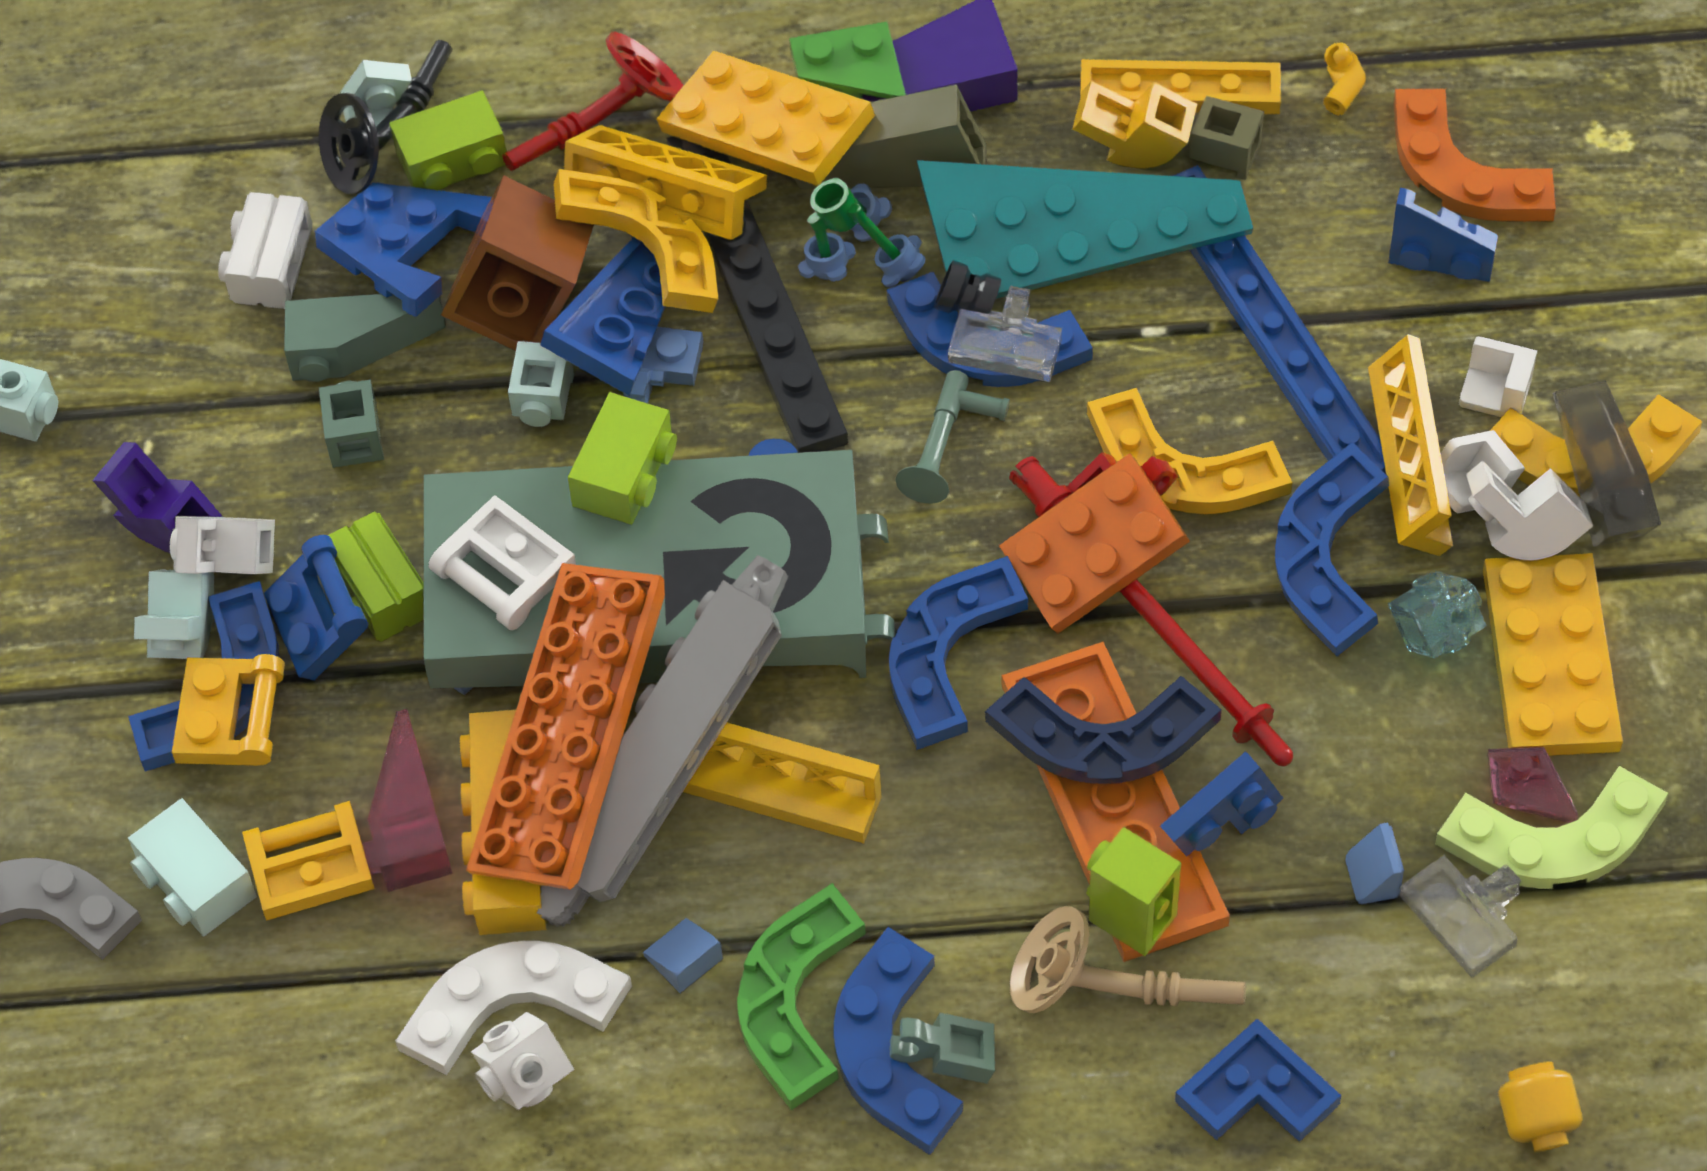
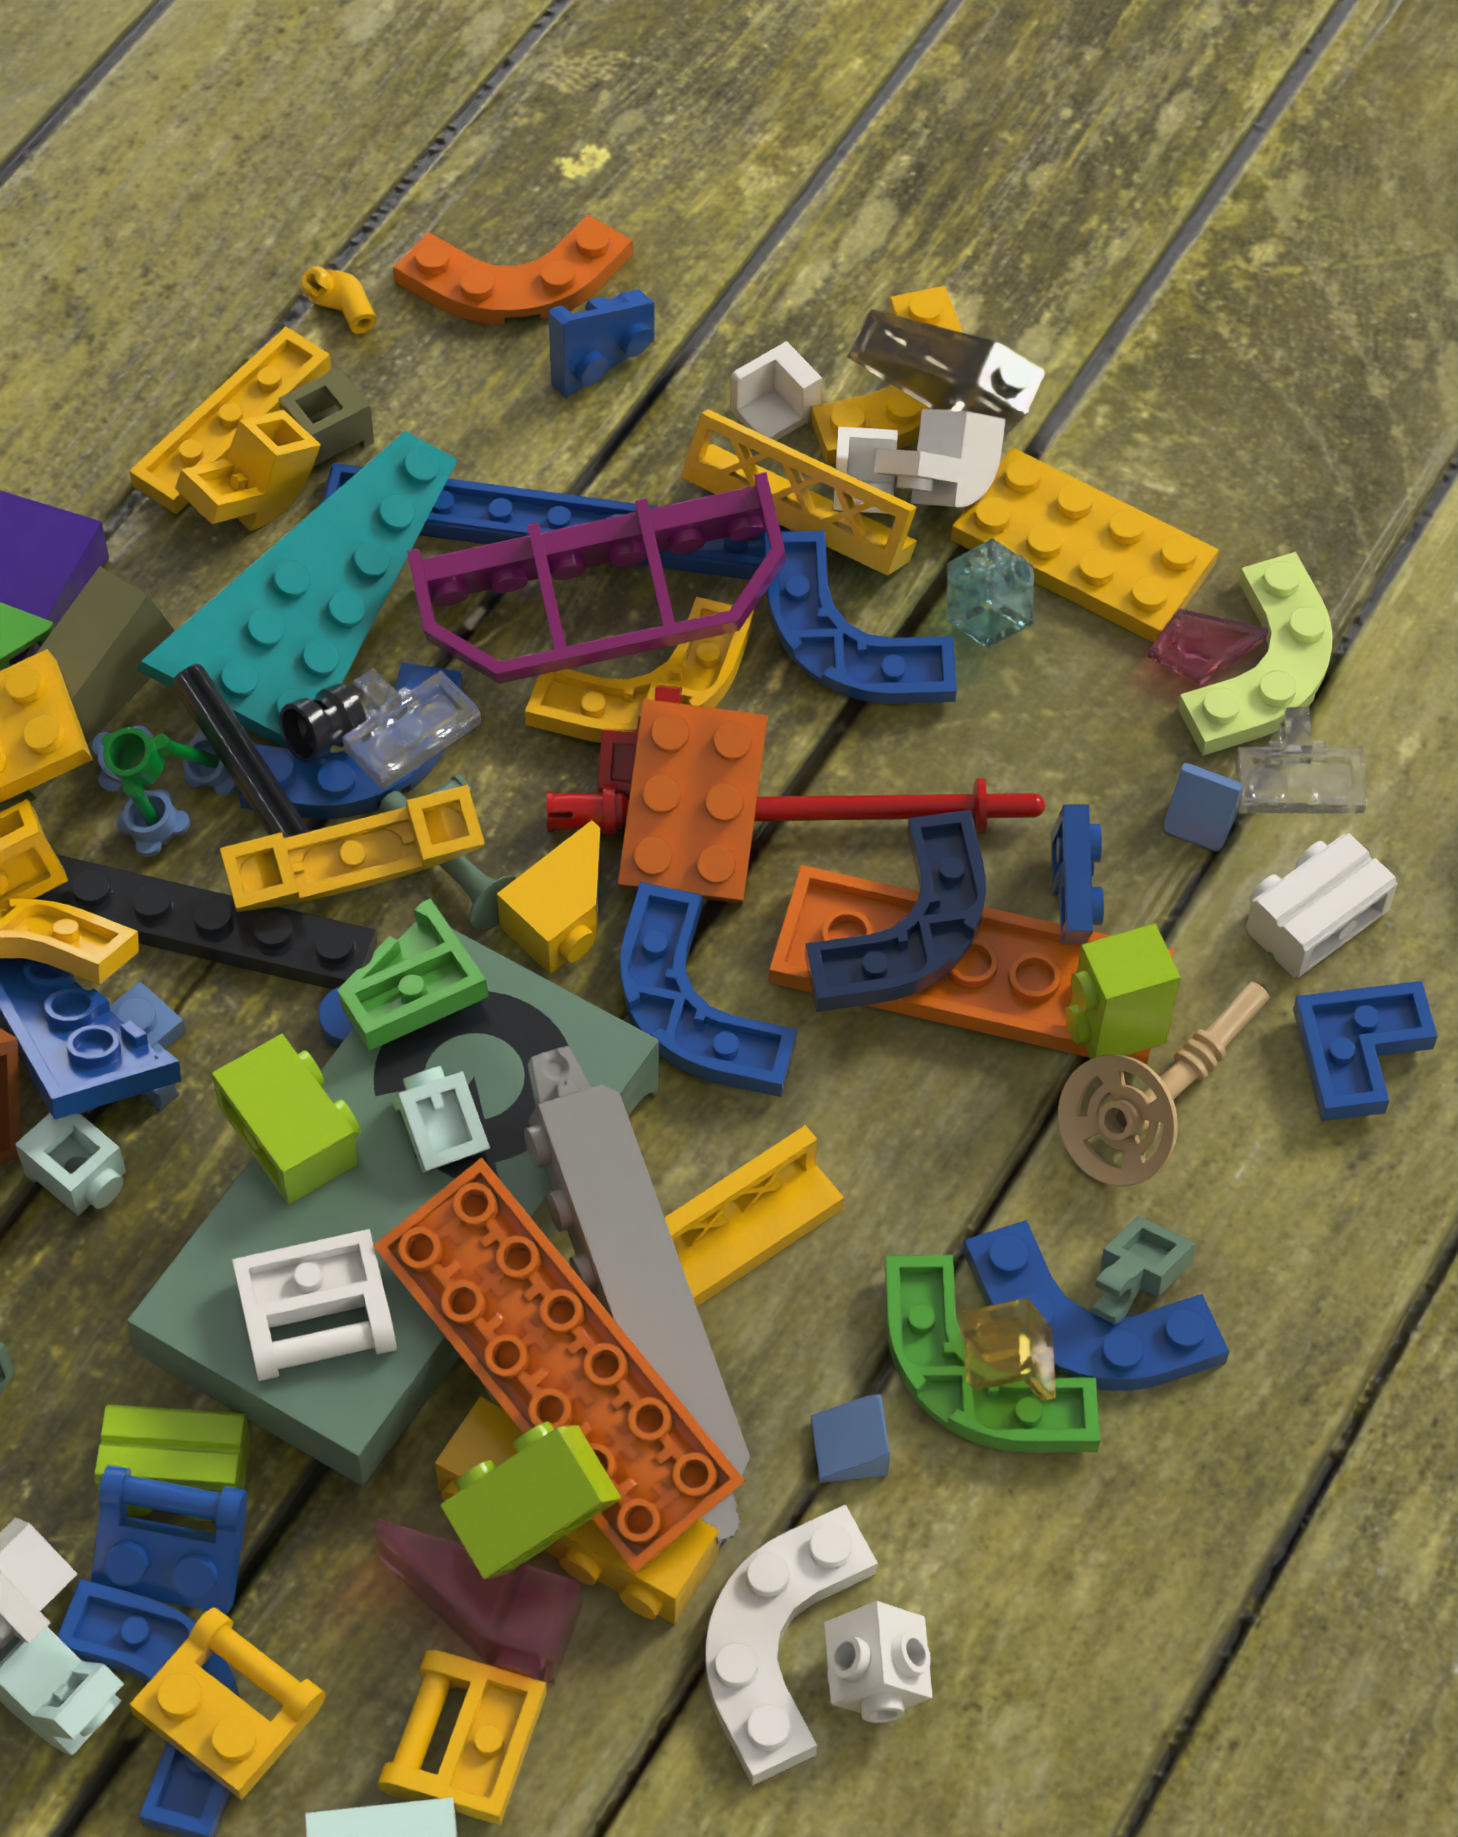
camera: 60 degrees left, 0 degrees up
(456, 769) = (529, 1499): none -> lime brick
(689, 541) = (440, 1118): none -> light aqua bracket
(783, 461) = (412, 981): none -> bright green wing
(807, 998) = (1009, 1346): none -> clear yellow panel
(880, 374) = (354, 853): none -> yellow slope
(896, 282) = (237, 752): none -> black axle
(958, 520) = (556, 902): none -> yellow slope
(1232, 341) = (613, 540): none -> magenta plate
(1354, 989) = (1319, 903): none -> white brick

